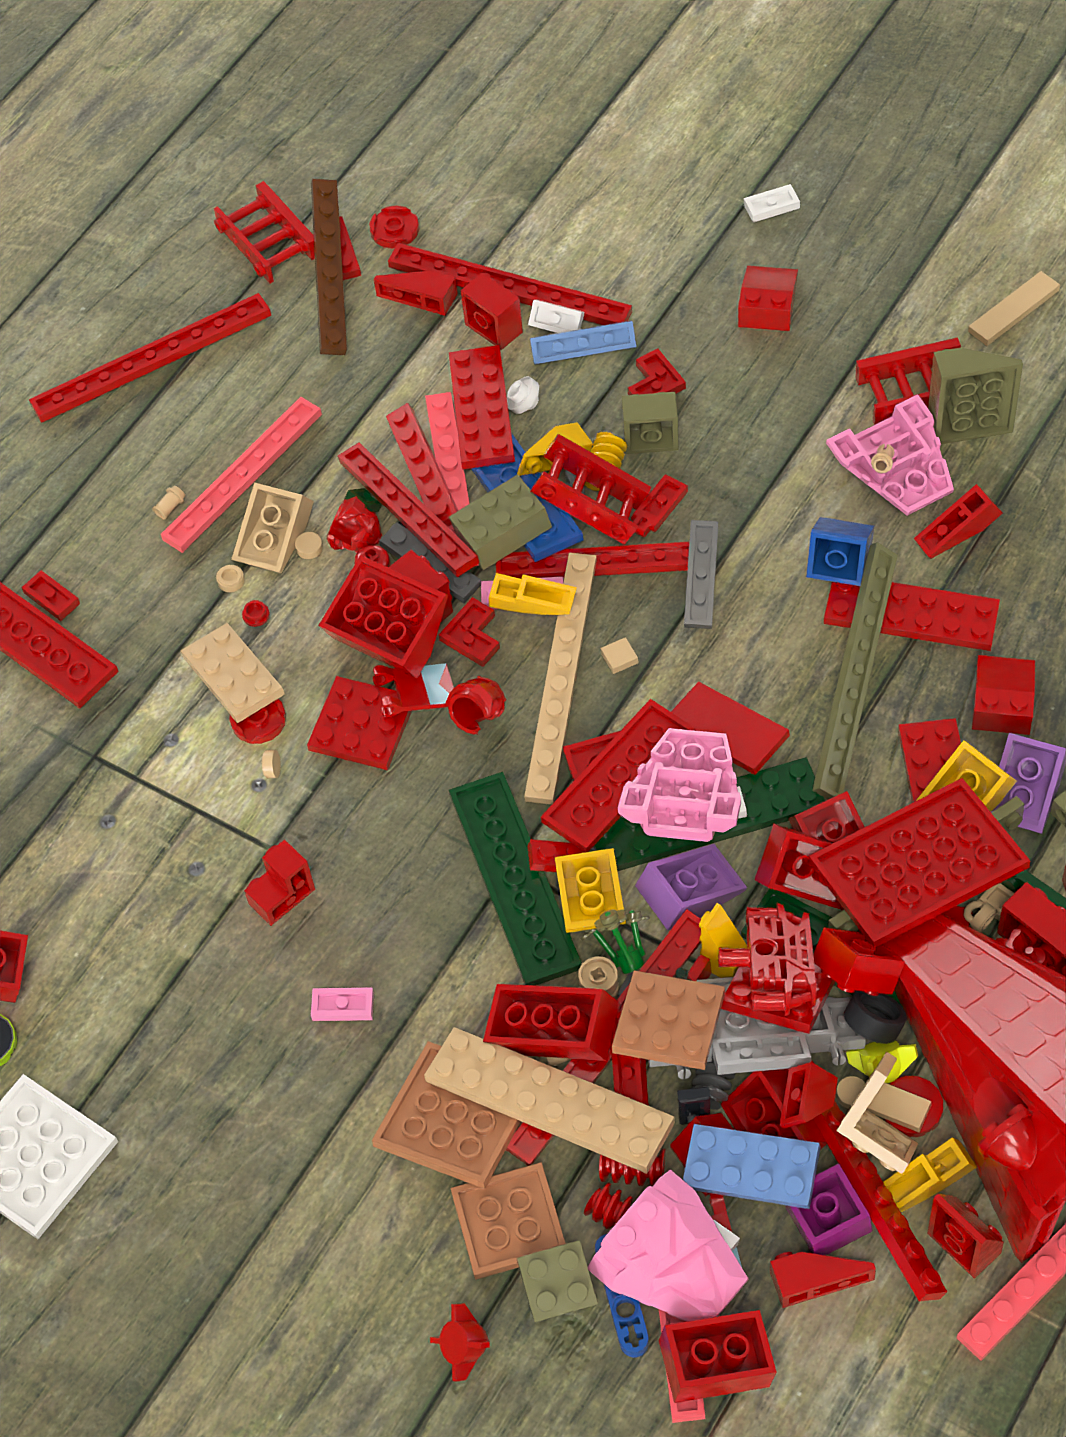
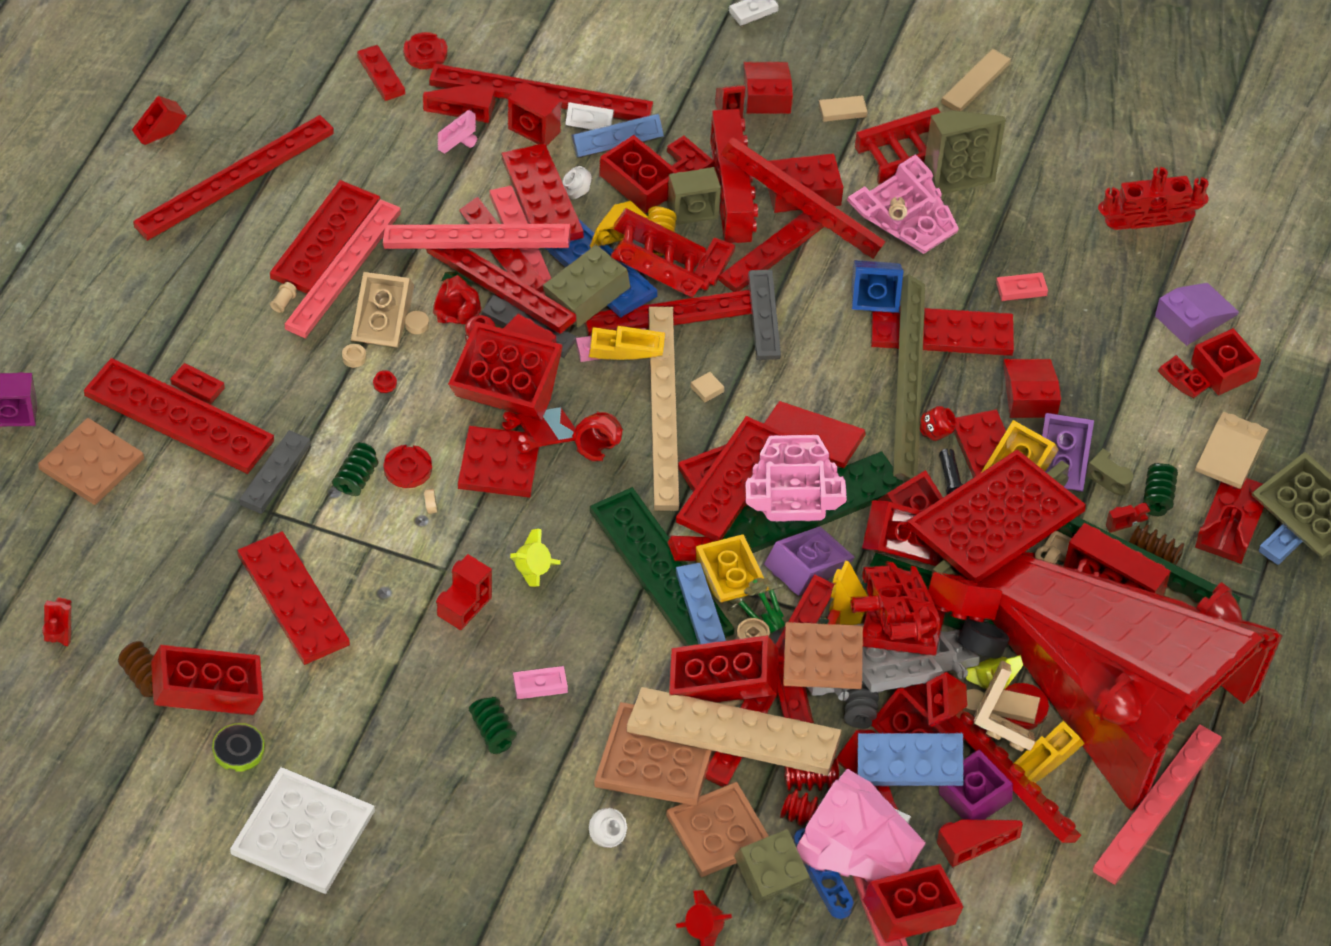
camera: 20 degrees left, 5 degrees down
(86, 286) = (159, 120): none -> red slope
(92, 865) = (293, 598): none -> red plate
(110, 709) = (275, 472): none -> dark grey plate
(194, 717) = (356, 469): none -> dark green piece
(229, 434) = (324, 236): none -> red plate
(232, 672) = (371, 423): tan plate -> none
(274, 1051) = (493, 724): none -> dark green piece
(278, 214) = (318, 45): red fence -> none
(328, 267) = (379, 88): reddish brown plate -> none
(368, 849) = (533, 558): none -> neon yellow piece
(376, 1202) = (607, 827): none -> white plate
(393, 450) = (477, 236): none -> coral plate
(404, 324) = (458, 131): none -> bright pink tile
(466, 635) = (573, 383): red plate -> none
(547, 932) = (699, 604): none -> medium blue plate
(592, 389) = (637, 173): none -> red brick
(693, 1103) = (852, 719): black plate -> none
(701, 402) = (736, 192): none -> red brick
(719, 314) = (730, 98): none -> red slope
(737, 491) = (771, 251): none -> red plate
(772, 436) = (802, 198): none -> red plate
(784, 417) = (816, 173): none -> red brick
(850, 329) = (842, 108): none -> tan tile
(879, 729) = (937, 423): none -> red head
(884, 791) = (950, 470): none -> black pin
(959, 522) = (968, 255): red slope -> none
(963, 1234) = (1085, 791): red slope -> none
(1017, 566) = (1021, 286): none -> coral plate

